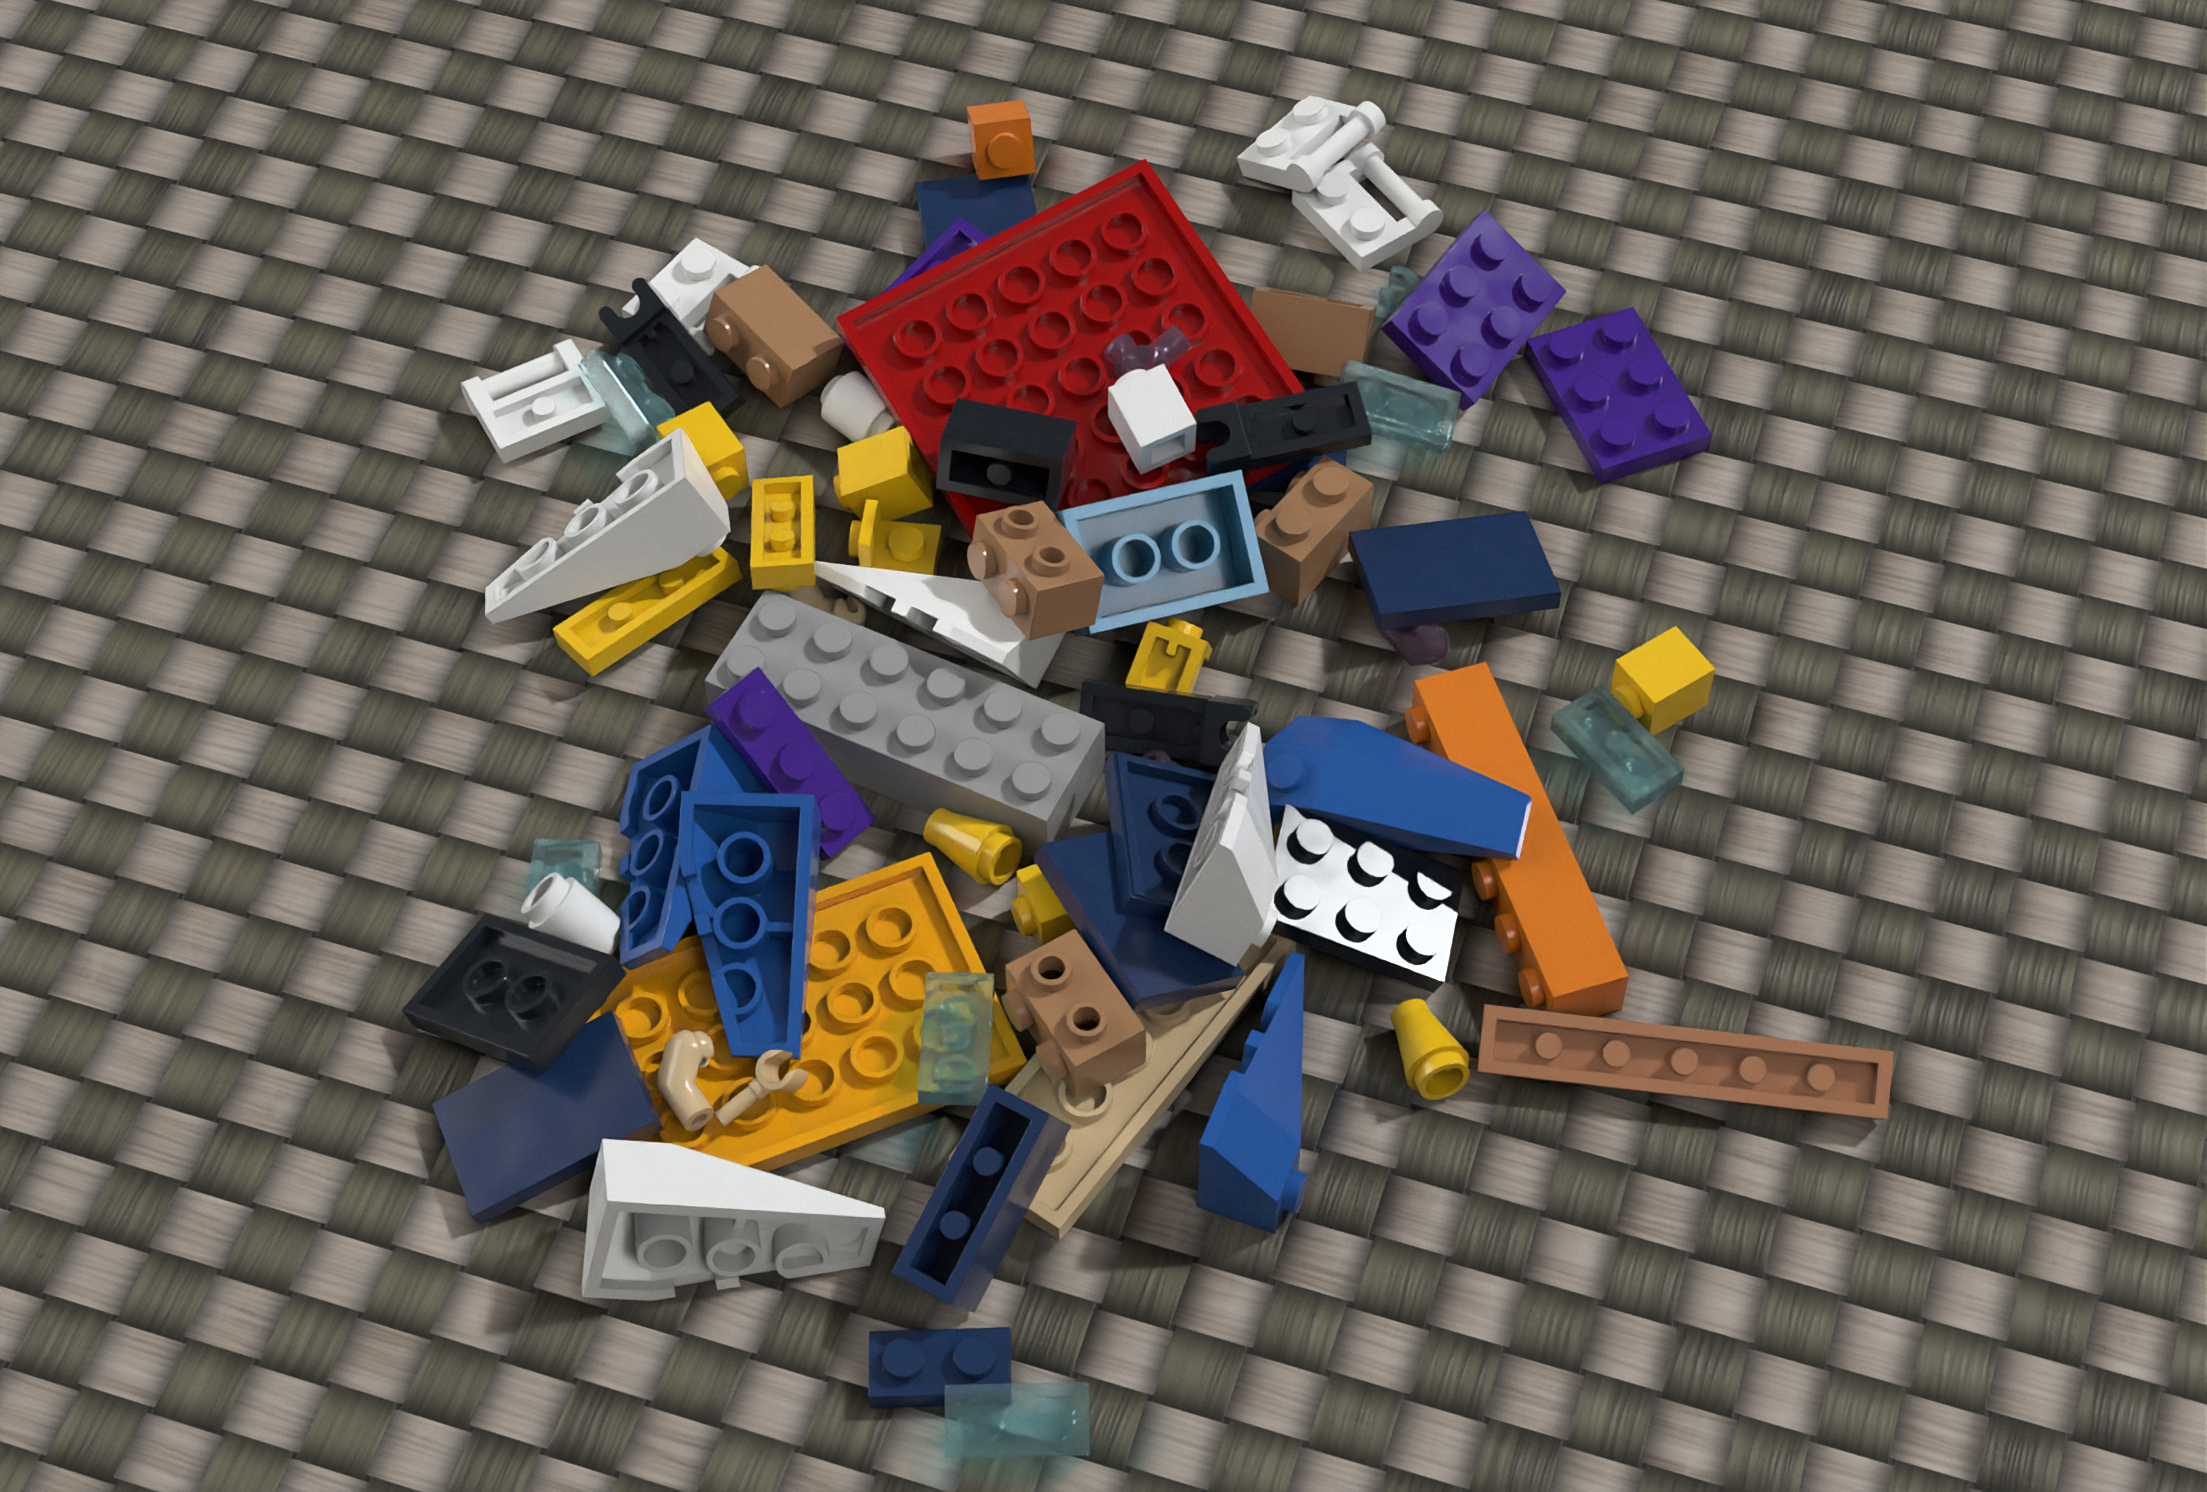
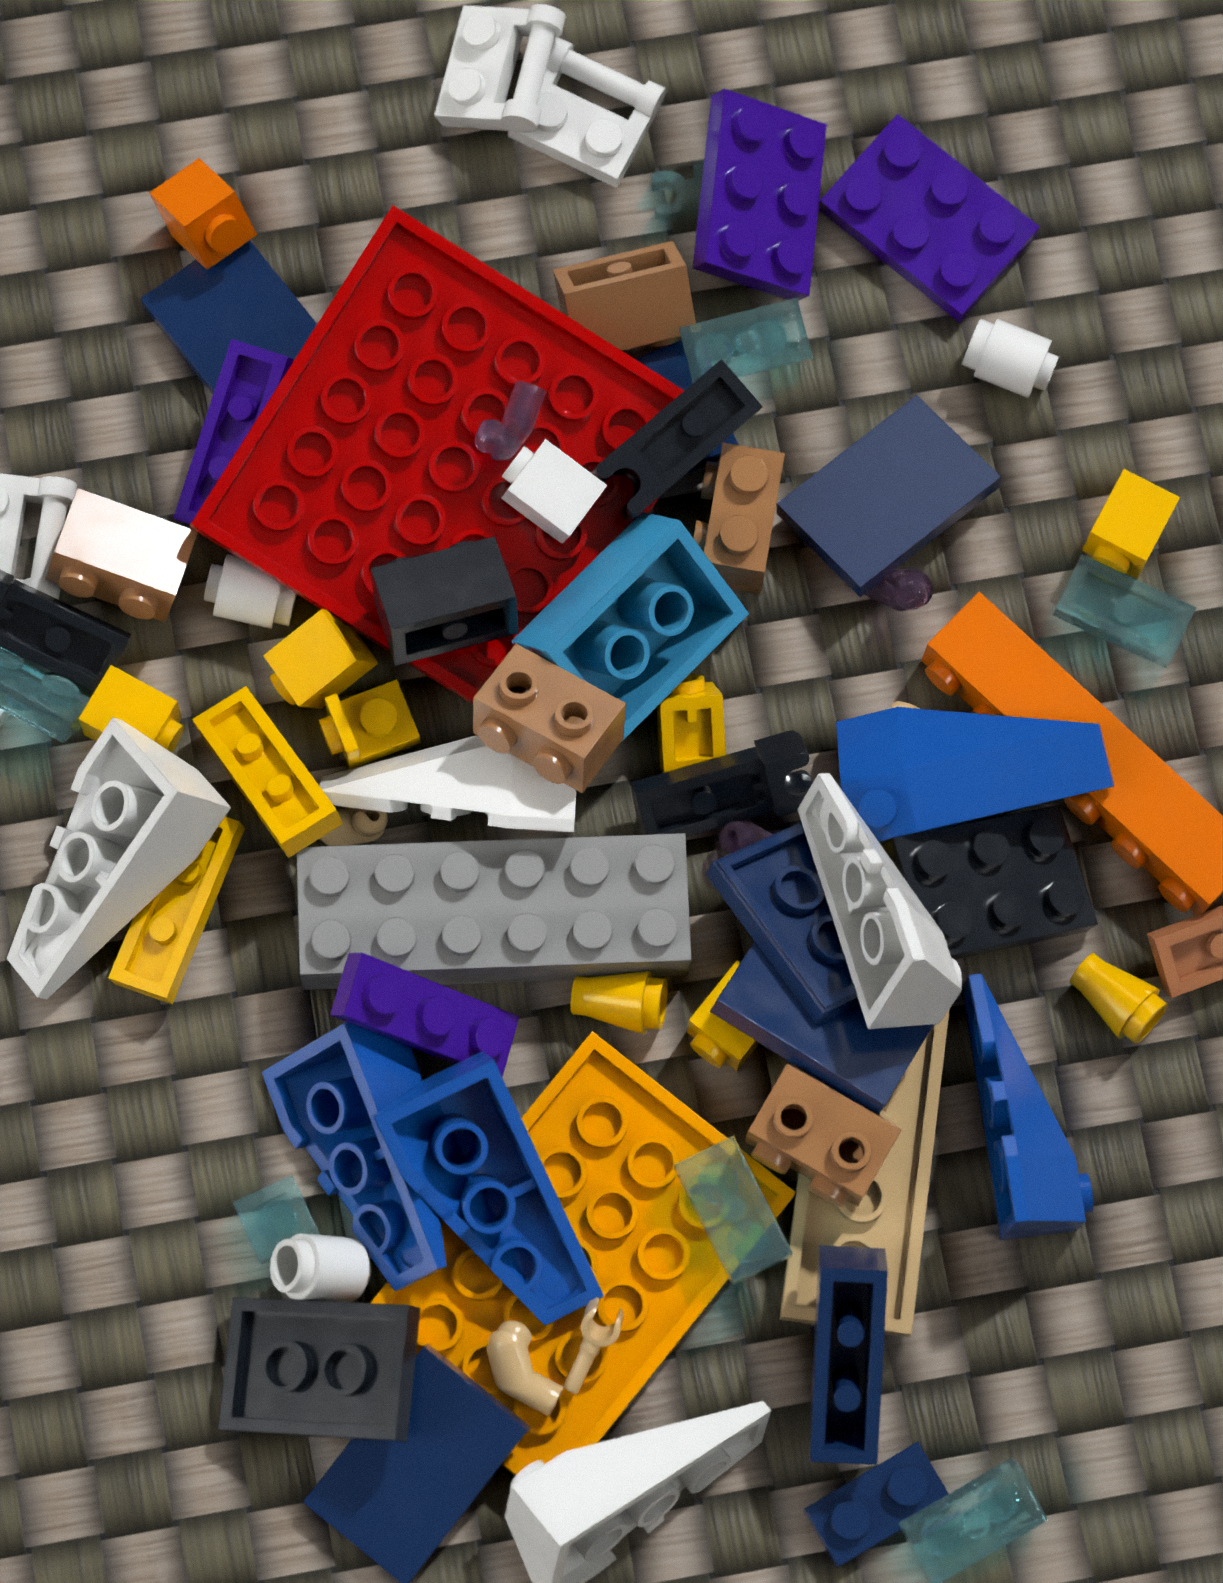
camera: 35 degrees left, 20 degrees up
(1625, 514) = (1010, 357): none -> white brick

